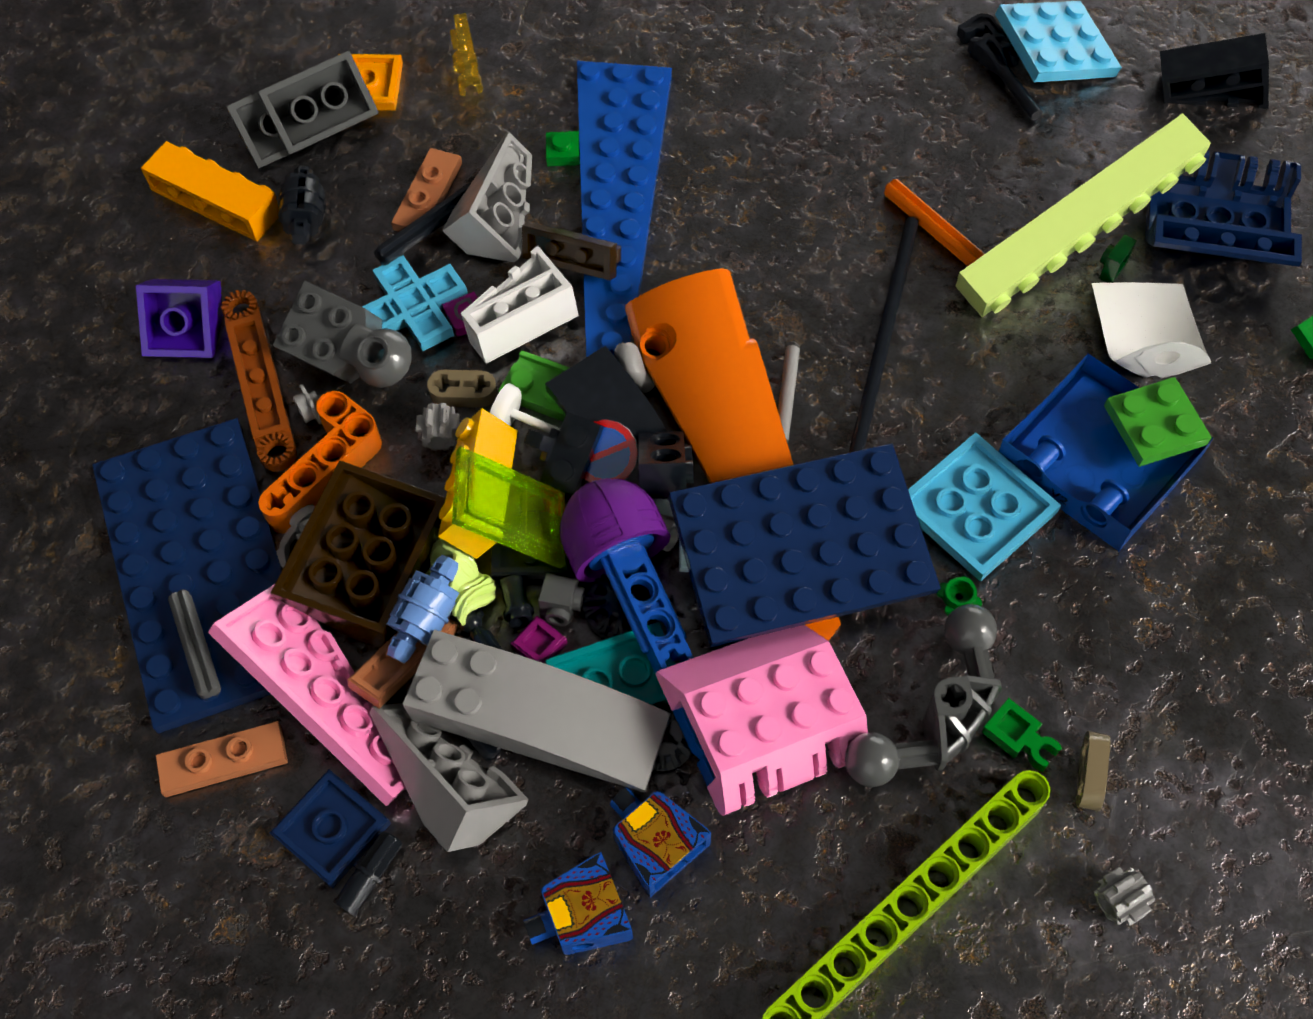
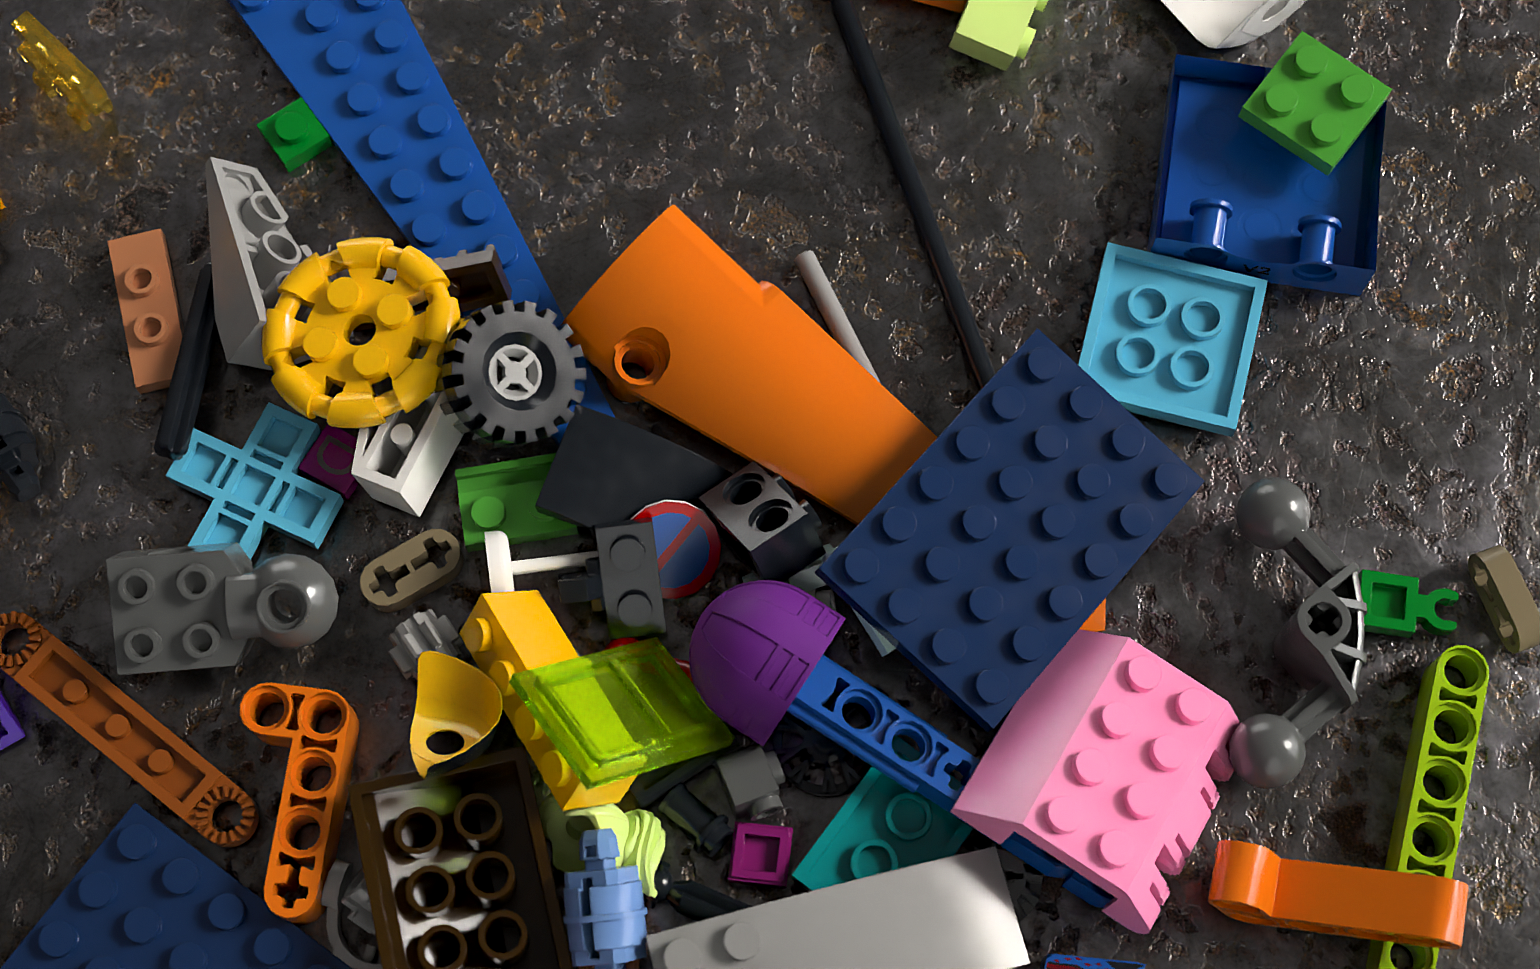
camera: 35 degrees left, 10 degrees up
(306, 405) = (222, 725): light grey plate -> none
(426, 457) = (456, 700): none -> yellow piece
(528, 268) = (341, 308): none -> yellow plate
(595, 302) = (532, 360): none -> black wheel
(630, 358) = (621, 403): light grey arm -> none
(853, 866) = (1337, 899): none -> orange beam
(960, 585) = (1229, 459): green plate -> none

